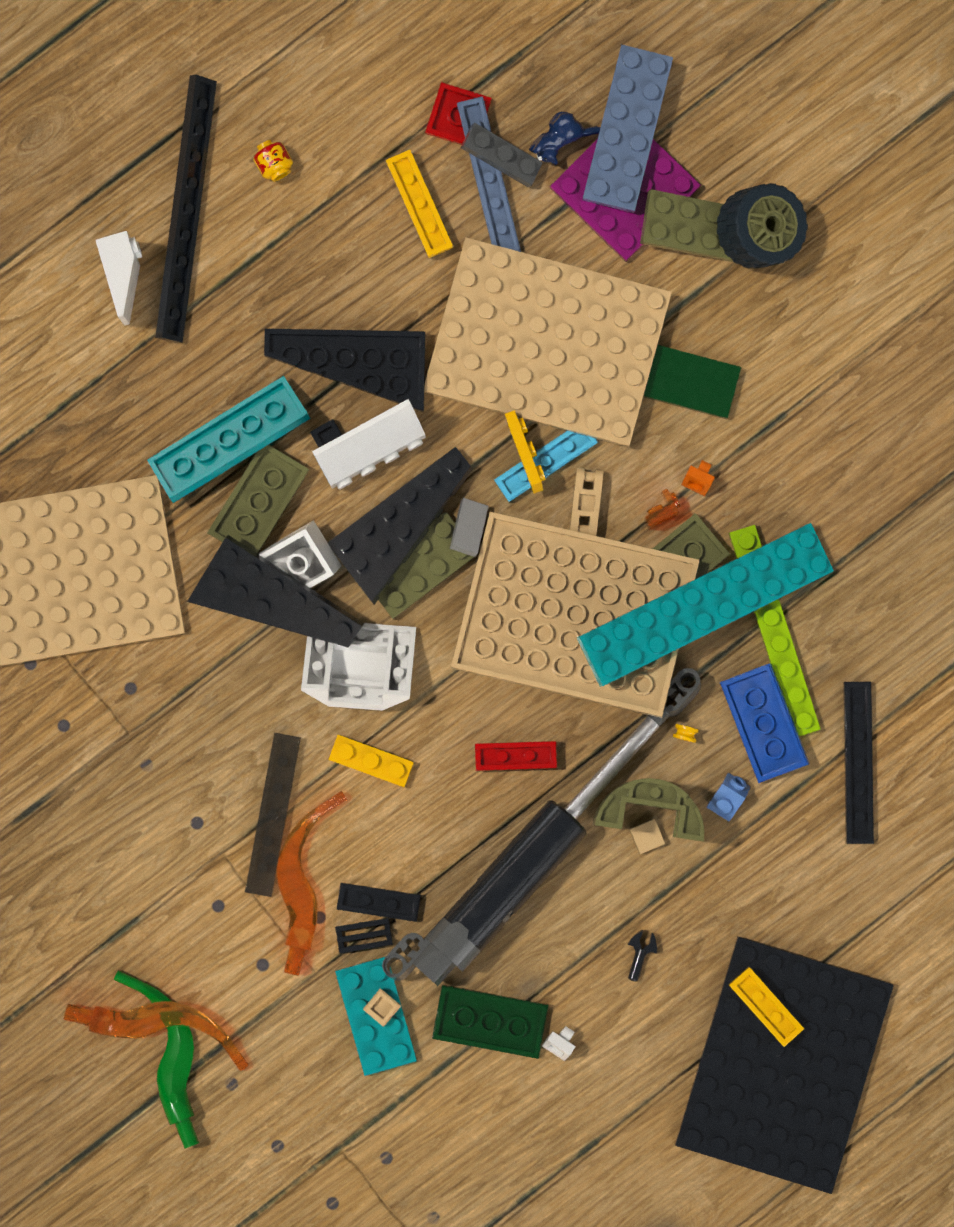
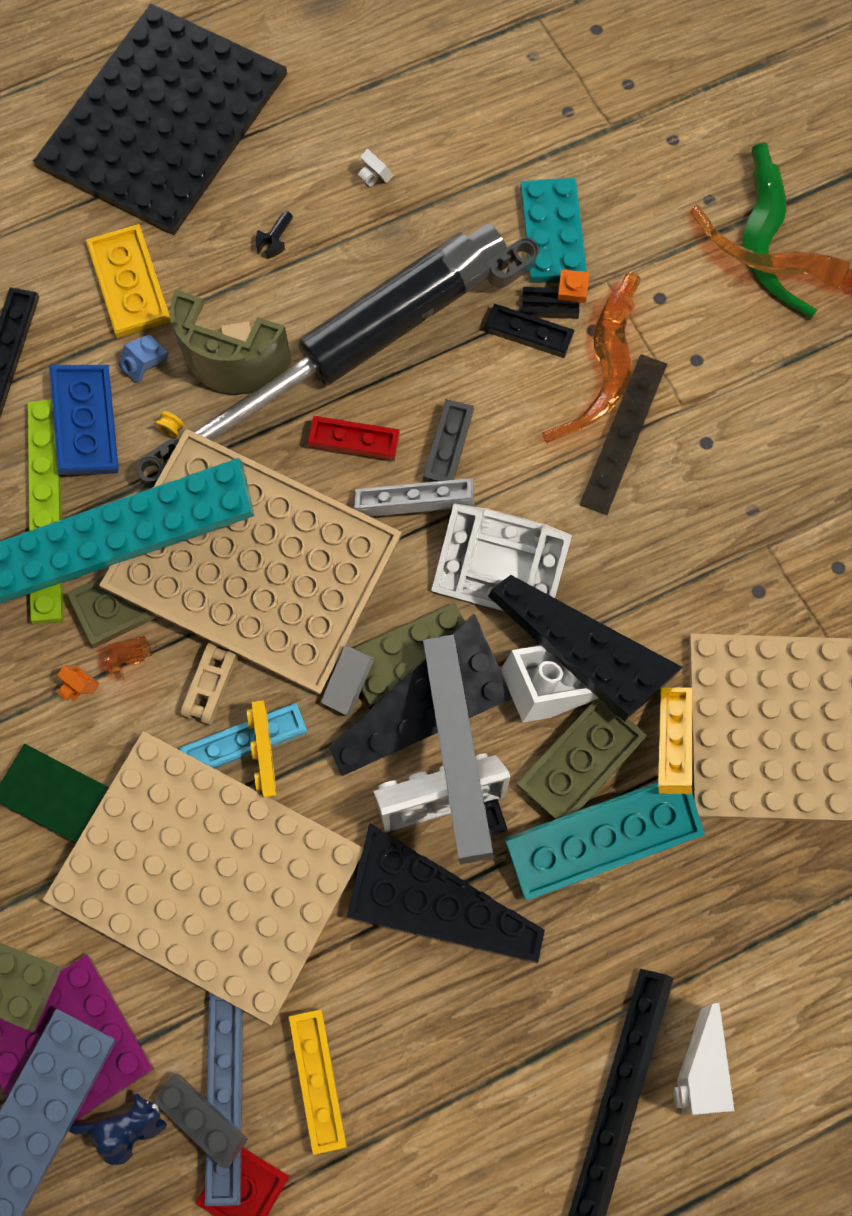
camera: 170 degrees left, 15 degrees down
(183, 528) = (675, 741): none -> yellow plate
(273, 160) = (488, 1180): yellow head -> none
(345, 951) = (573, 286): none -> orange plate
(361, 470) = (457, 751): none -> tile
(371, 760) = (509, 465): yellow plate -> none
(382, 1007) = (546, 227): tan tile -> none
(429, 768) = (448, 442): none -> dark grey plate
(448, 706) = (414, 497): none -> light grey tile
(490, 1021) = (437, 202): dark green tile -> none
(766, 876) = (128, 281): none -> yellow tile
(766, 1006) = (162, 156): yellow plate -> none

